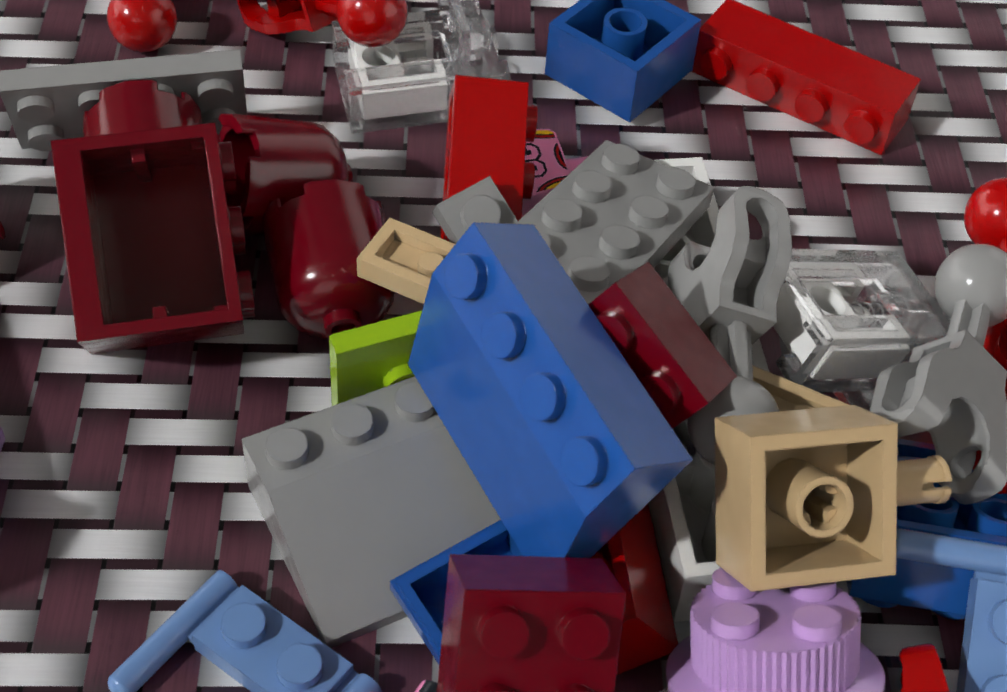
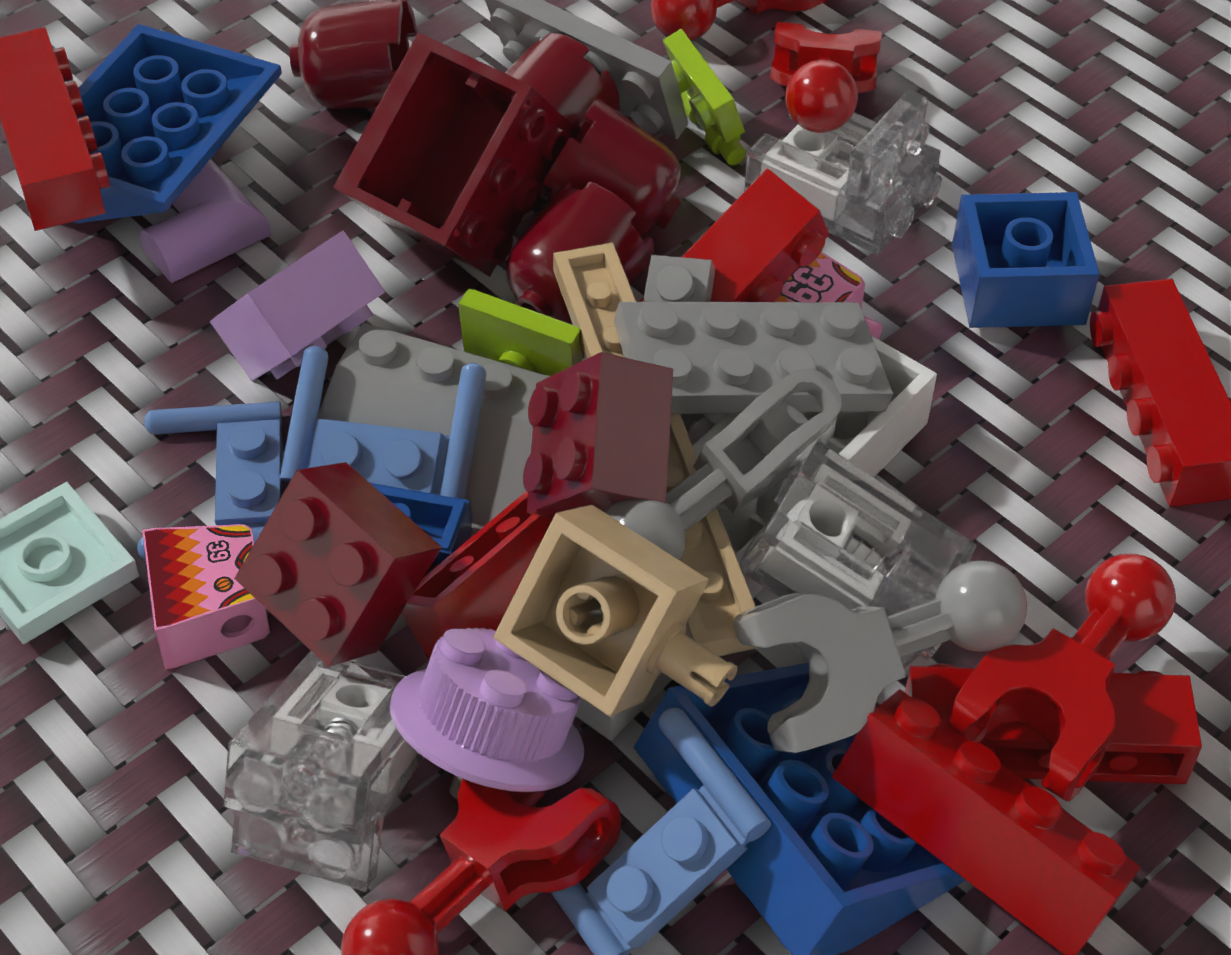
camera: 50 degrees right, 0 degrees up
(163, 472) = (299, 308): none -> lavender brick
(272, 71) = (706, 98): none -> lime plate
(383, 544) = (383, 453): none -> medium blue plate
(538, 395) = (504, 395): blue slope -> none

